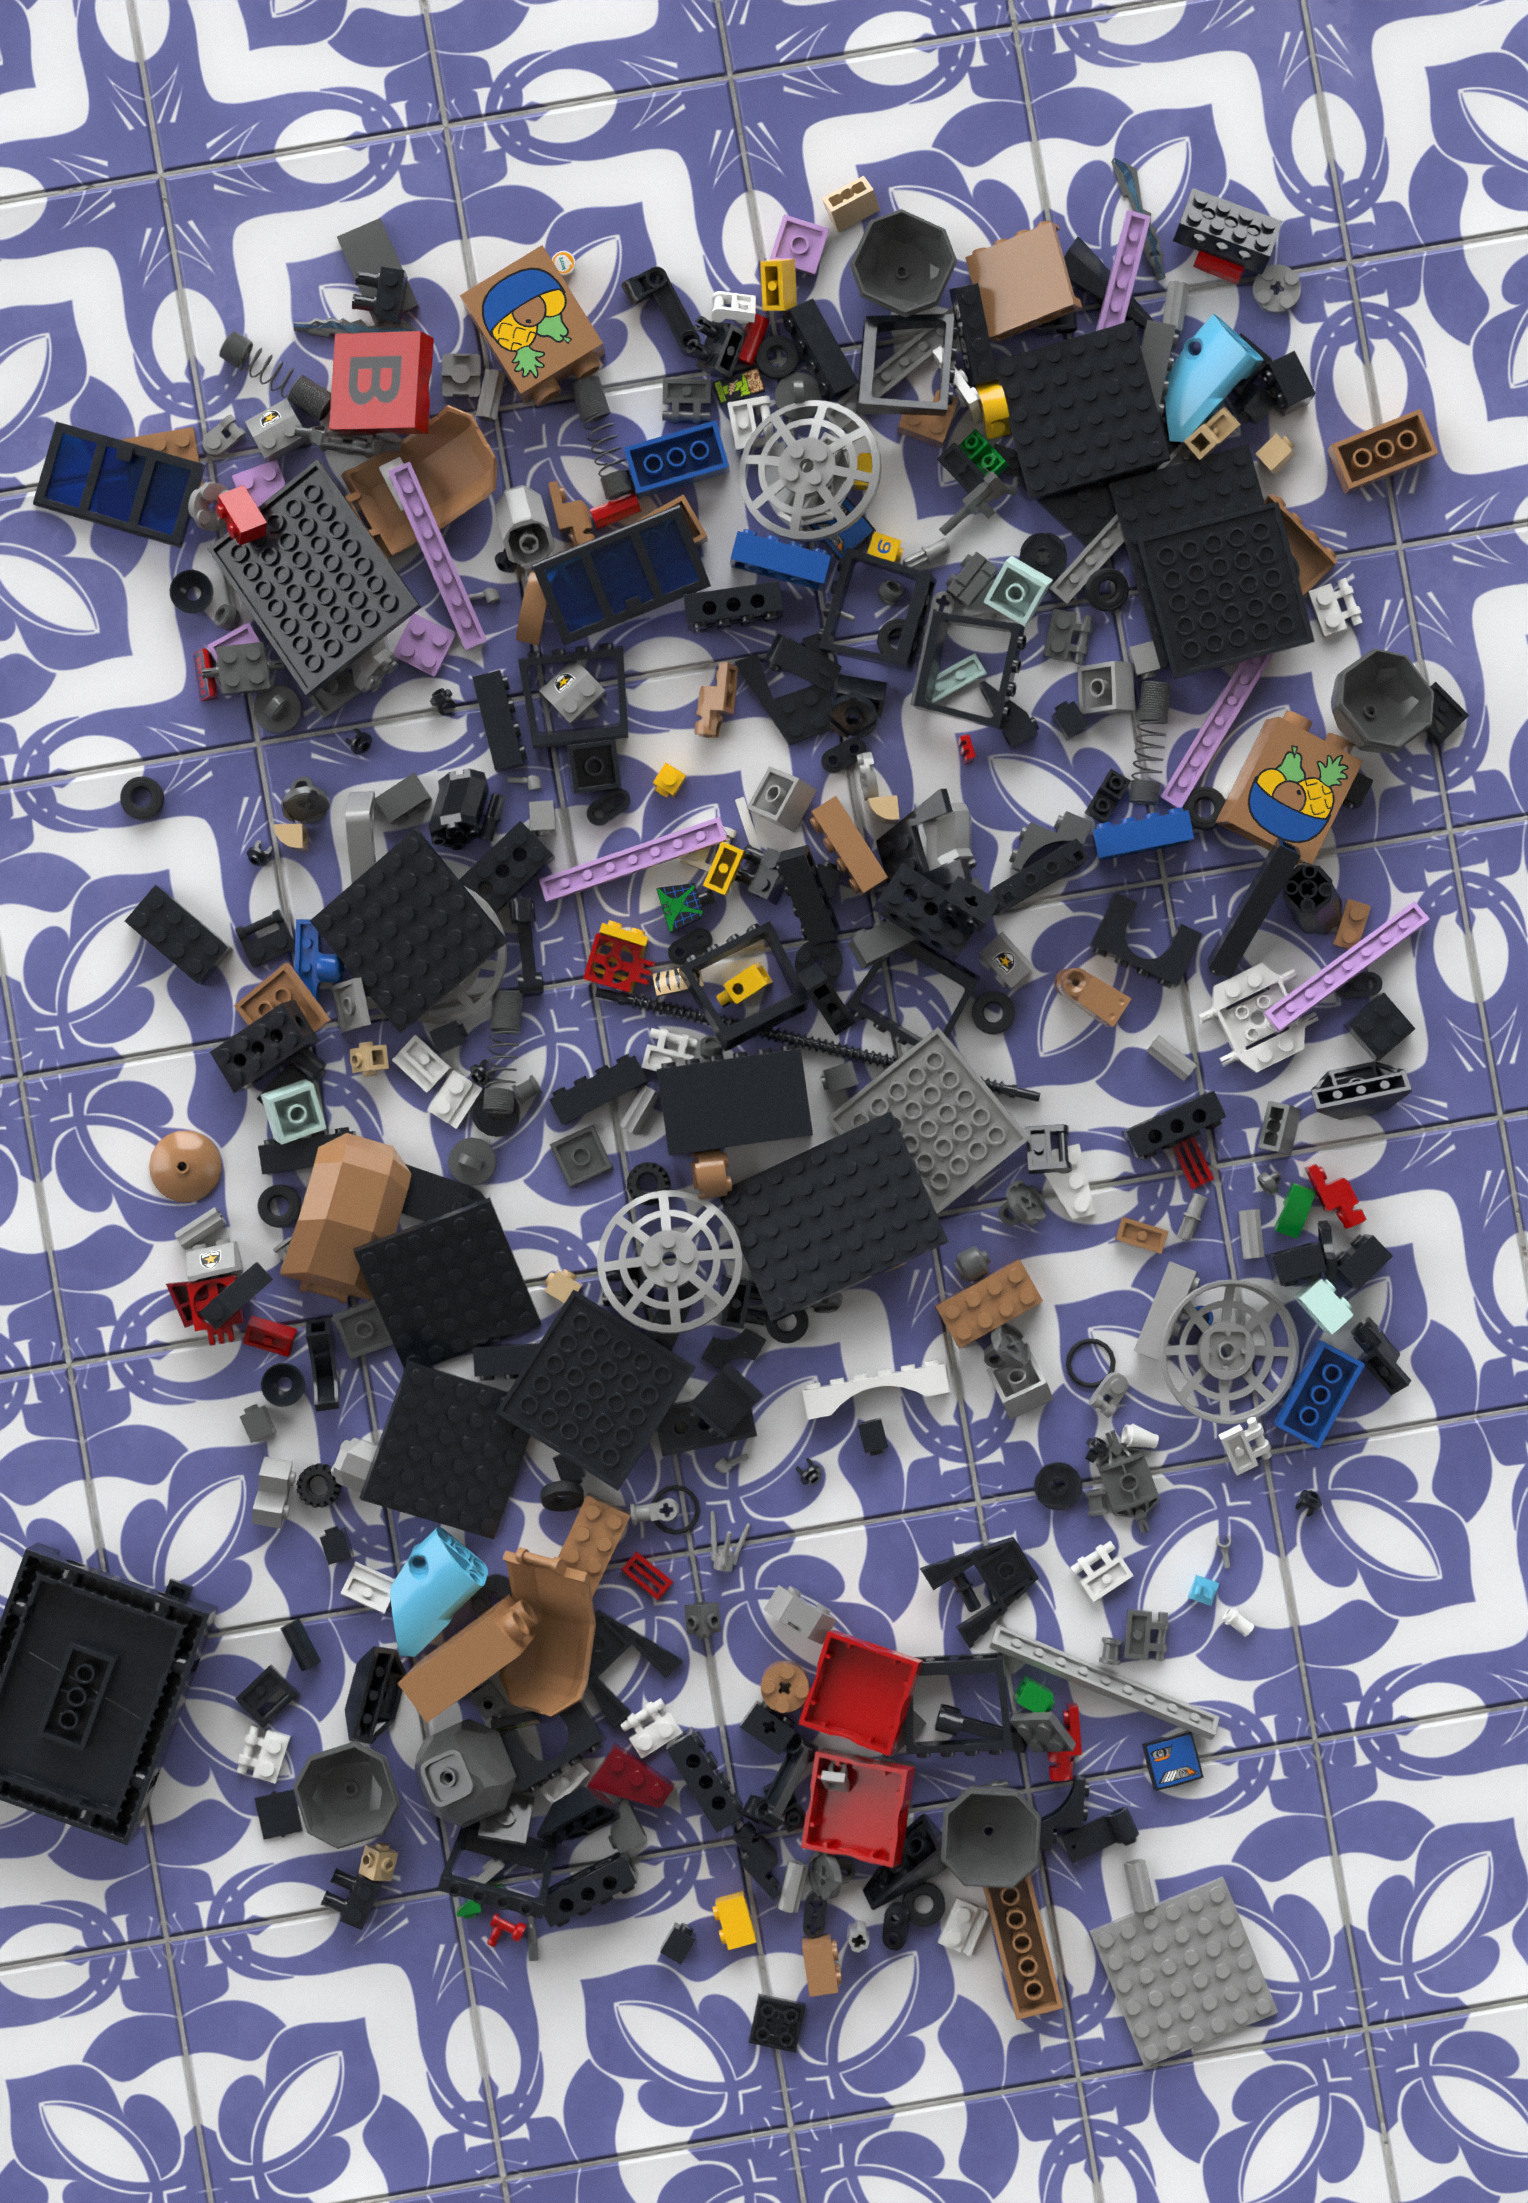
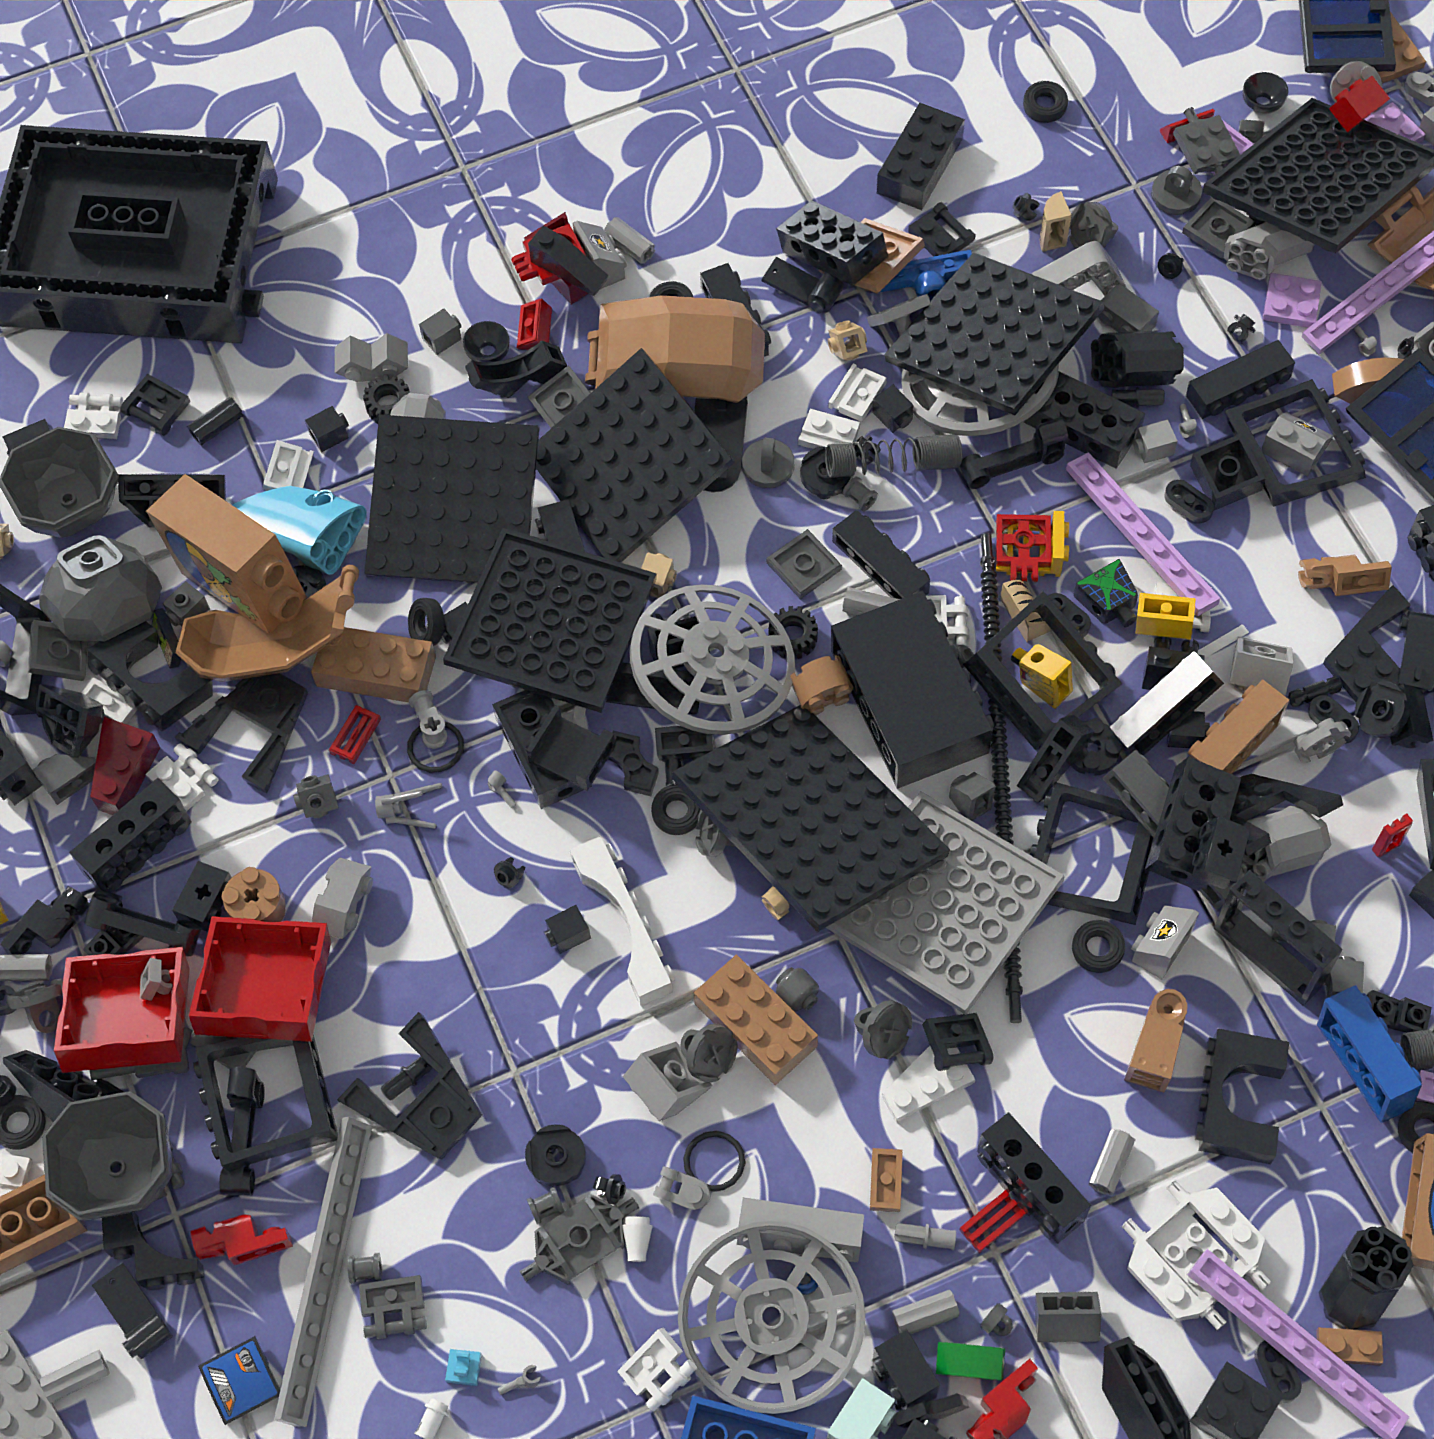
camera: 80 degrees right, 25 degrees down
(202, 1163) = (689, 218): medium nougat dish -> none
(293, 1111) = (772, 282): light aqua brick -> none
(669, 781) = (1239, 549): yellow brick -> none
(815, 762) = (1314, 690): none -> black axle
(884, 809) = (1294, 762): tan brick -> none
(1034, 1695) = (291, 1182): green brick -> none
(1042, 1732) = (247, 1195): dark grey plate -> none
(1107, 1576) = (454, 1240): white plate -> none
(1253, 908) = (1331, 1201): black brick -> none

